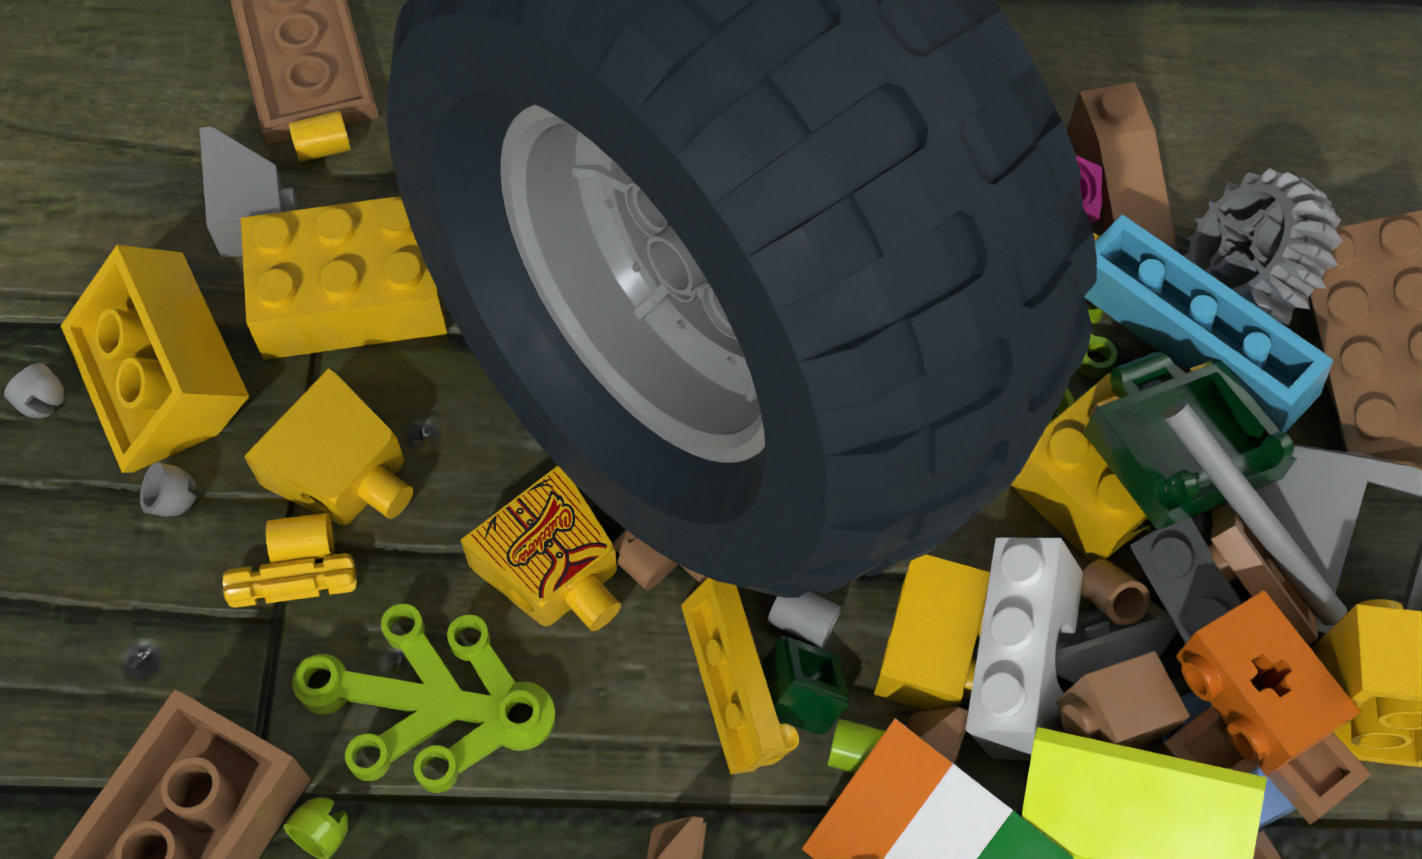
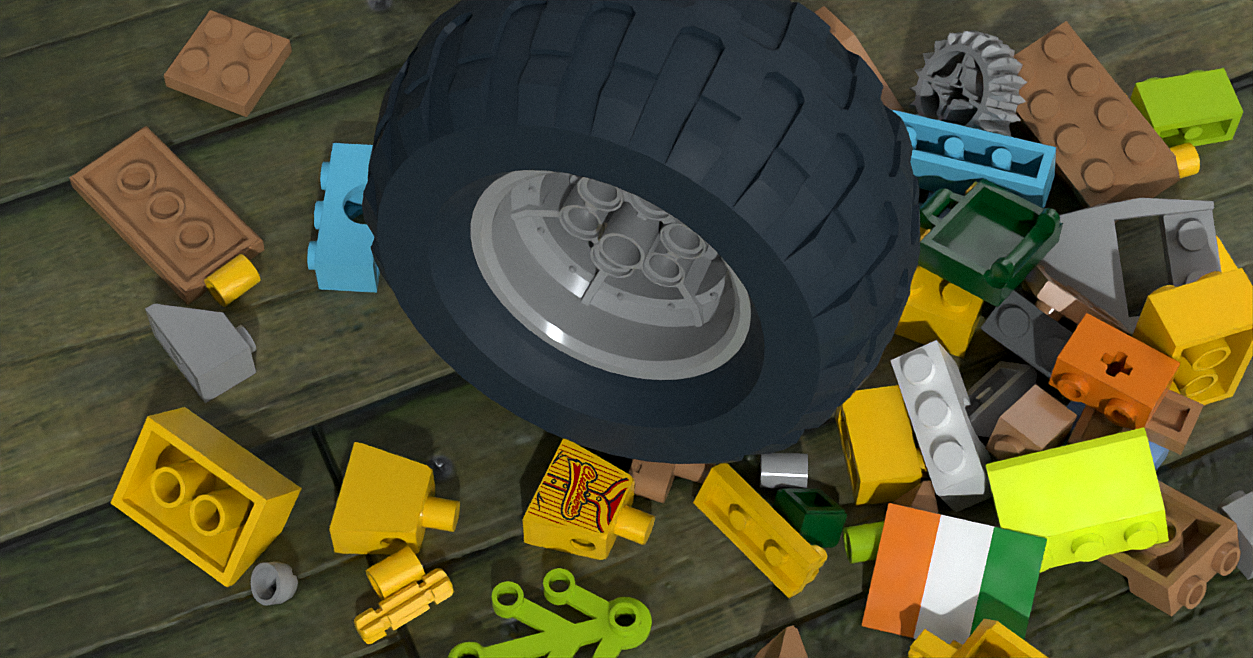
camera: 25 degrees left, 5 degrees down
(35, 391) = (124, 557): light grey hinge -> none
(336, 279) = (319, 374): yellow brick -> none
(1115, 592) = (984, 365): medium nougat hinge -> none
(1254, 512) = (1054, 268): light grey bar -> none

